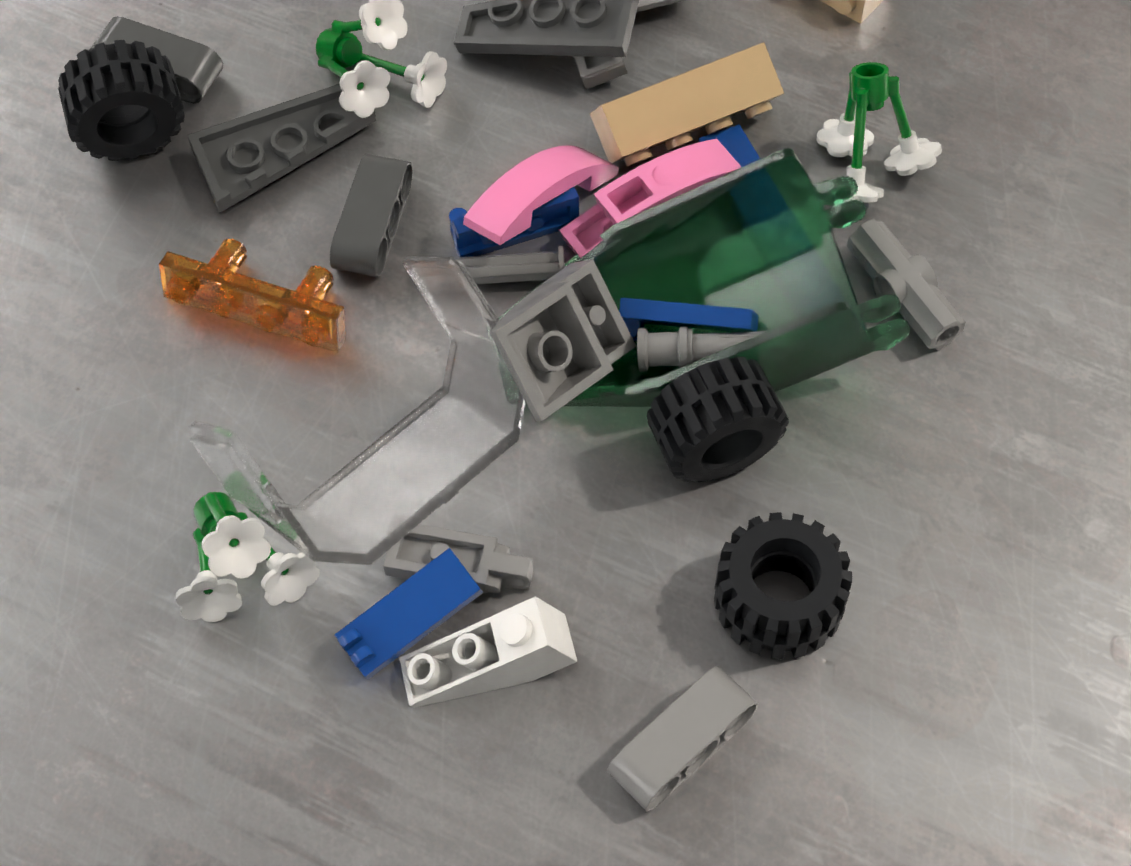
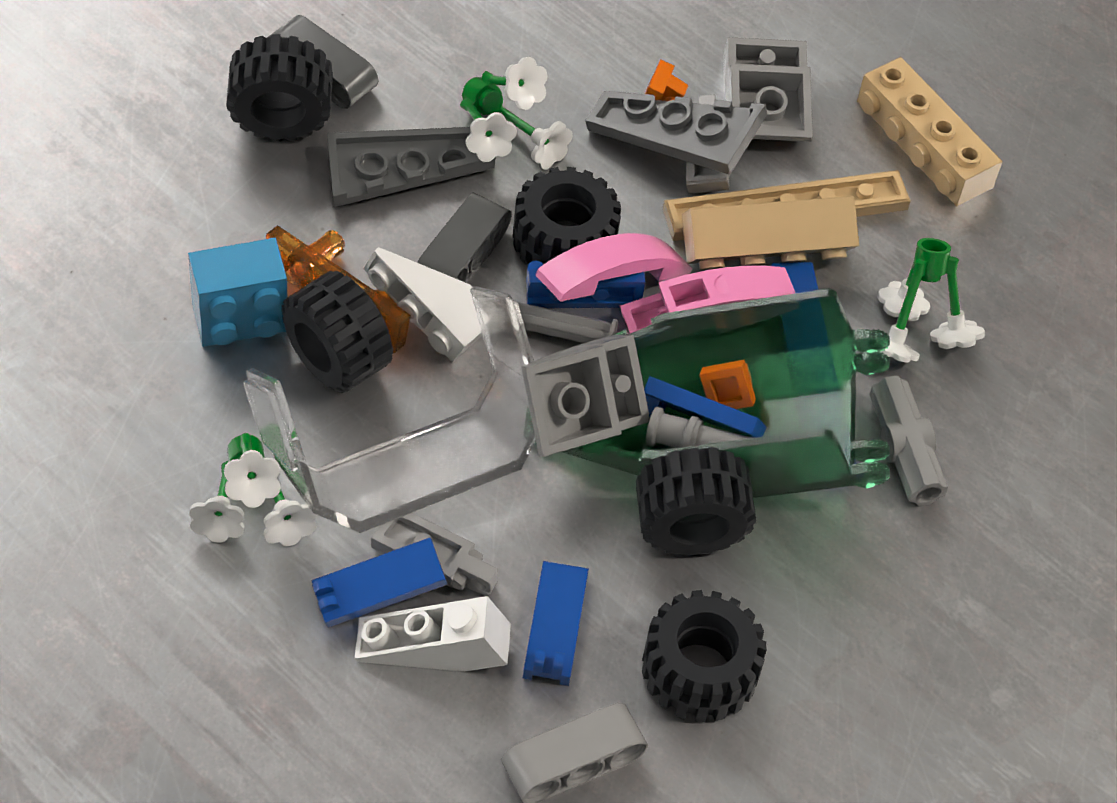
camera: 10 degrees right, 5 degrees down
(150, 337) = (238, 291): none -> dark azure brick
(271, 349) = (337, 331): none -> black tyre
(365, 283) = (435, 301): none -> white slope
(462, 131) = (562, 197): none -> black tyre
(611, 596) = (555, 622): none -> blue hinge
(704, 281) = (729, 384): none -> orange tile
(779, 30) = (872, 193): none -> tan tile

